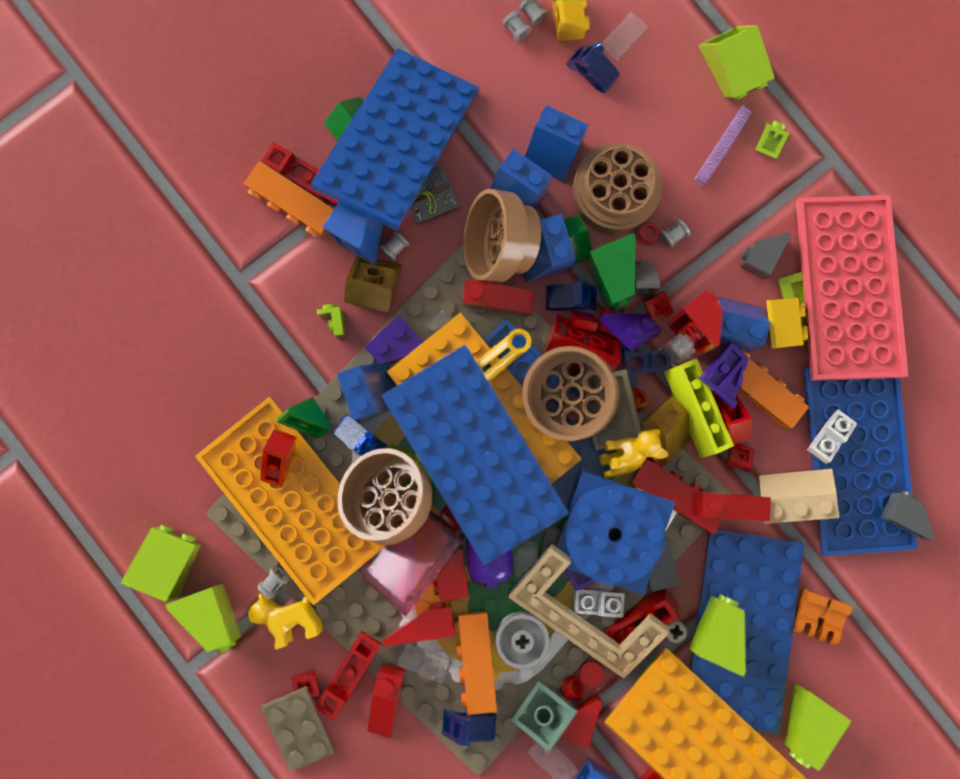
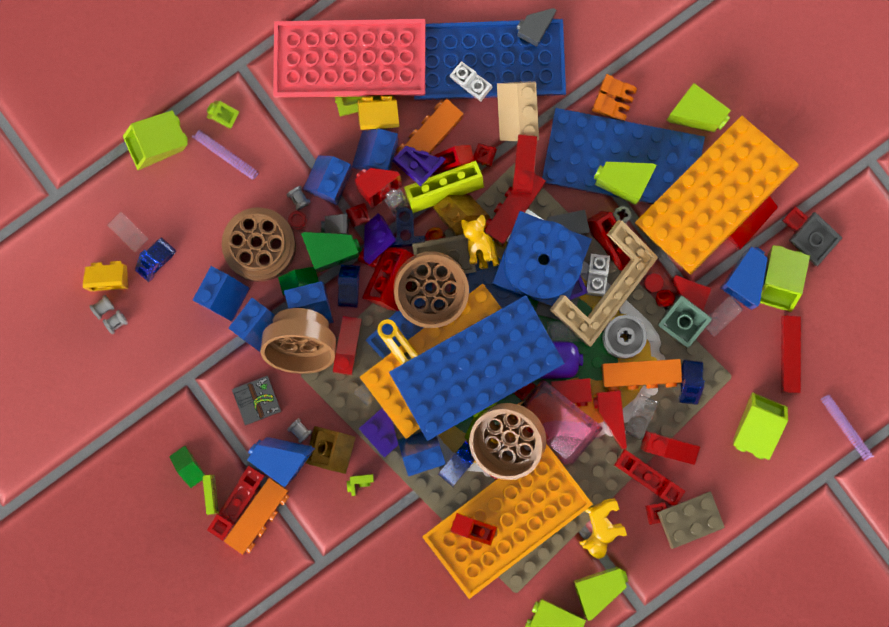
camera: 85 degrees left, 0 degrees up
(273, 582) = (573, 537): light grey bush -> none
(306, 418) = (441, 505): green slope -> none
(312, 142) = (210, 494): none -> lime tile
(395, 139) = (211, 424): blue plate -> none
(583, 320) = (368, 276): red tile -> none
(700, 268) = (328, 178): none -> blue slope
(764, 255) = (320, 127): dark grey slope -> none

